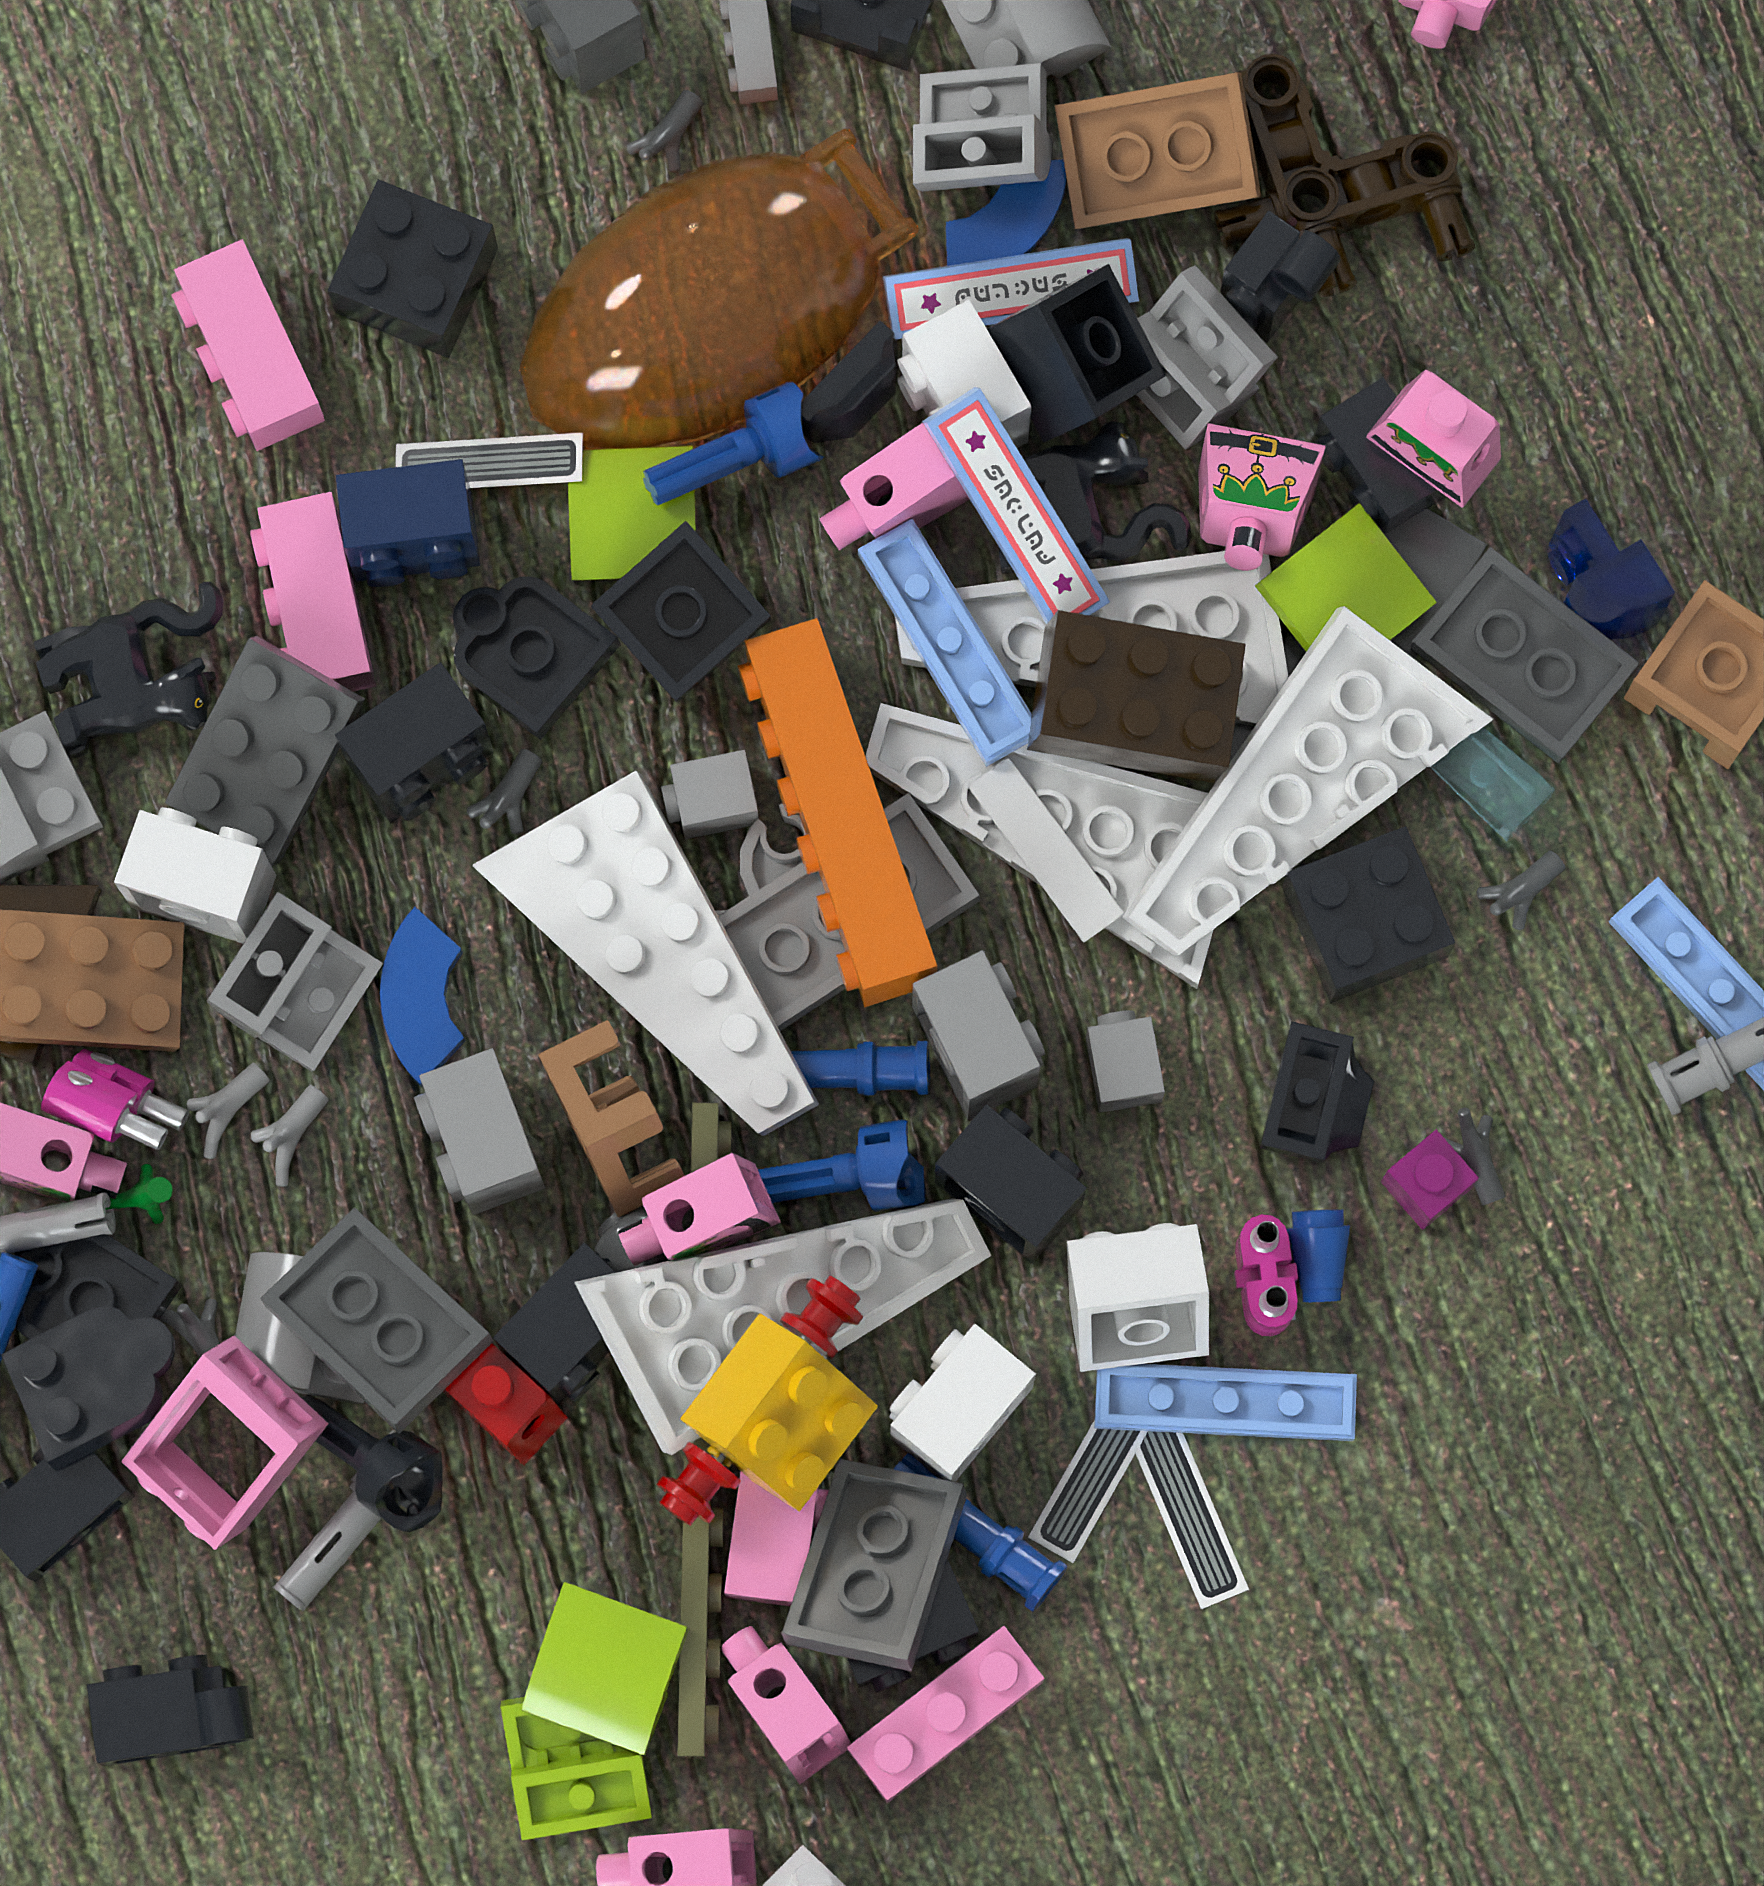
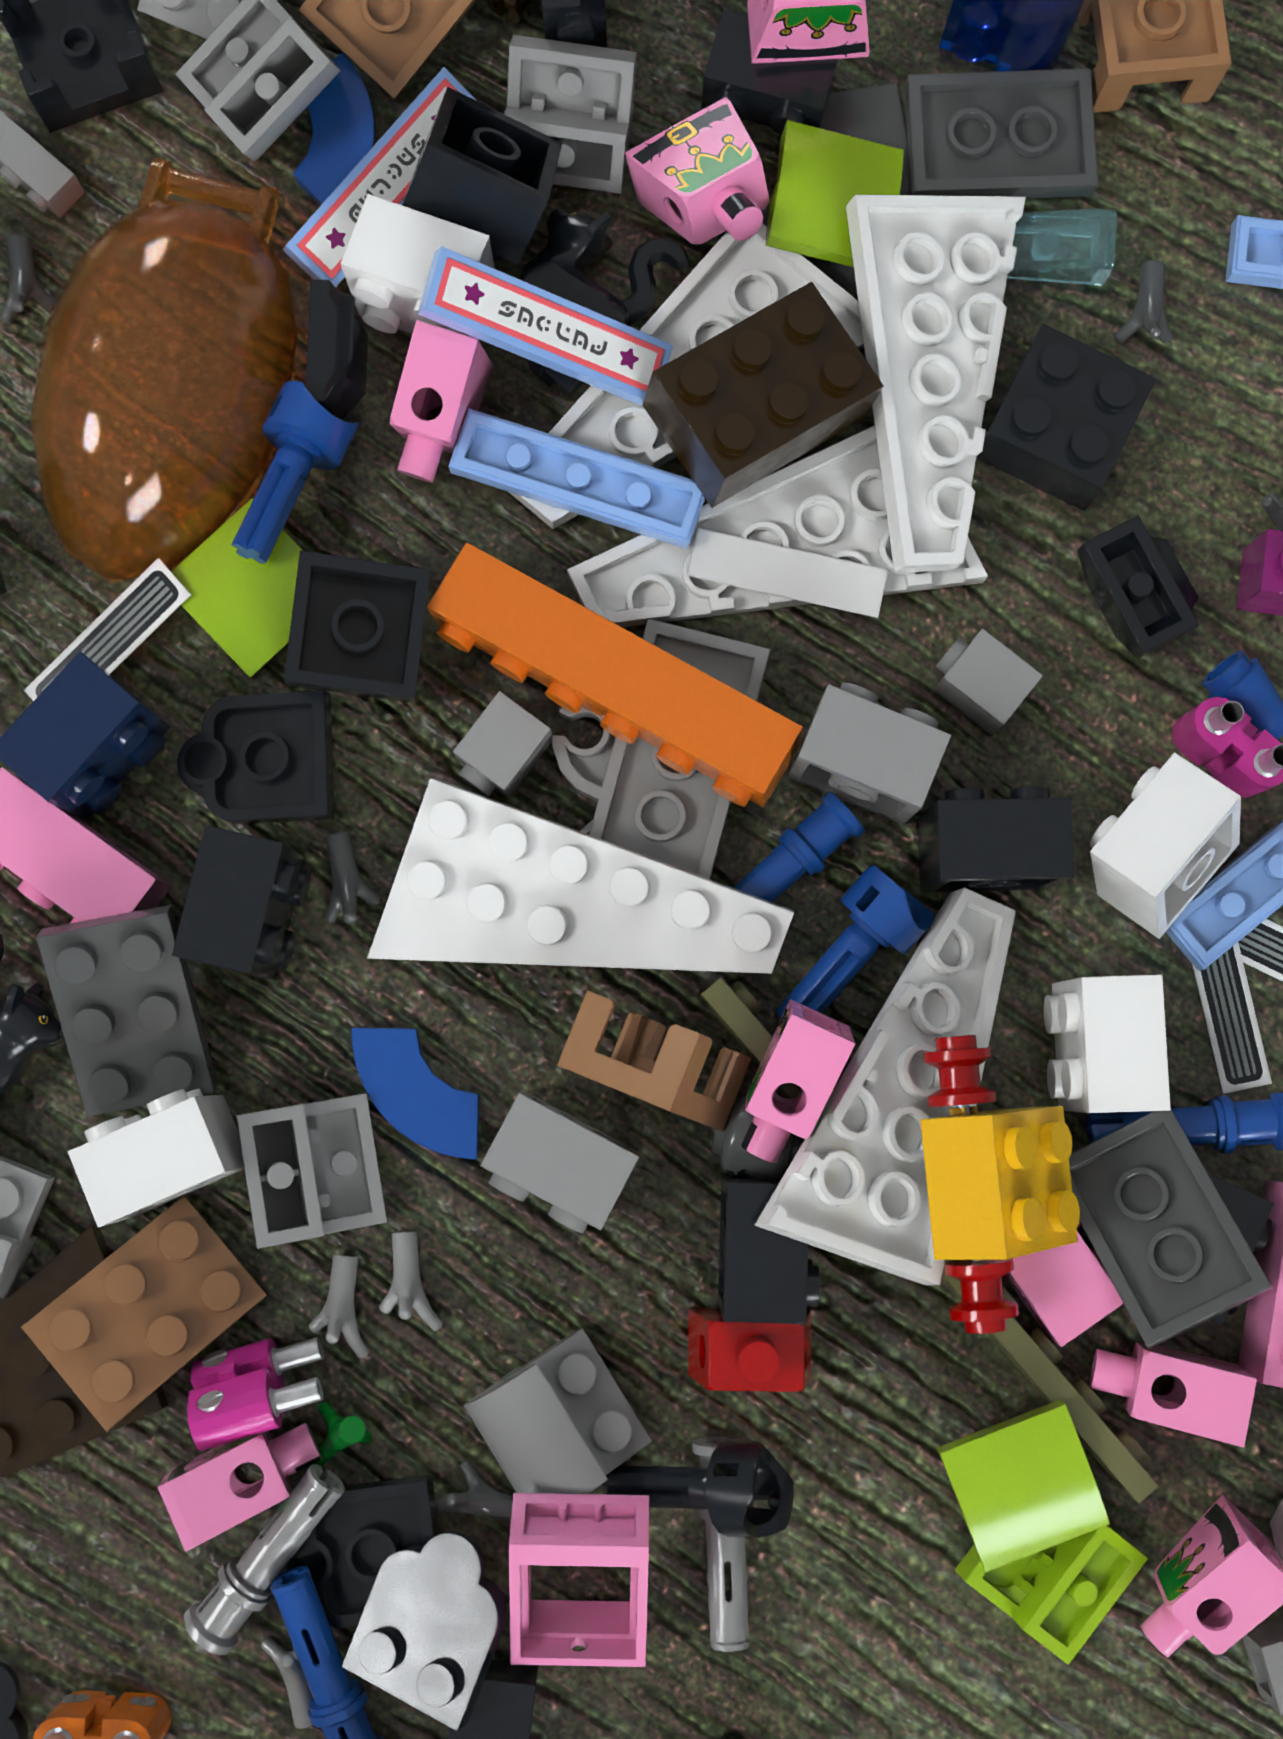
camera: 45 degrees left, 5 degrees up
(376, 1320) = (619, 1388): dark grey plate -> none

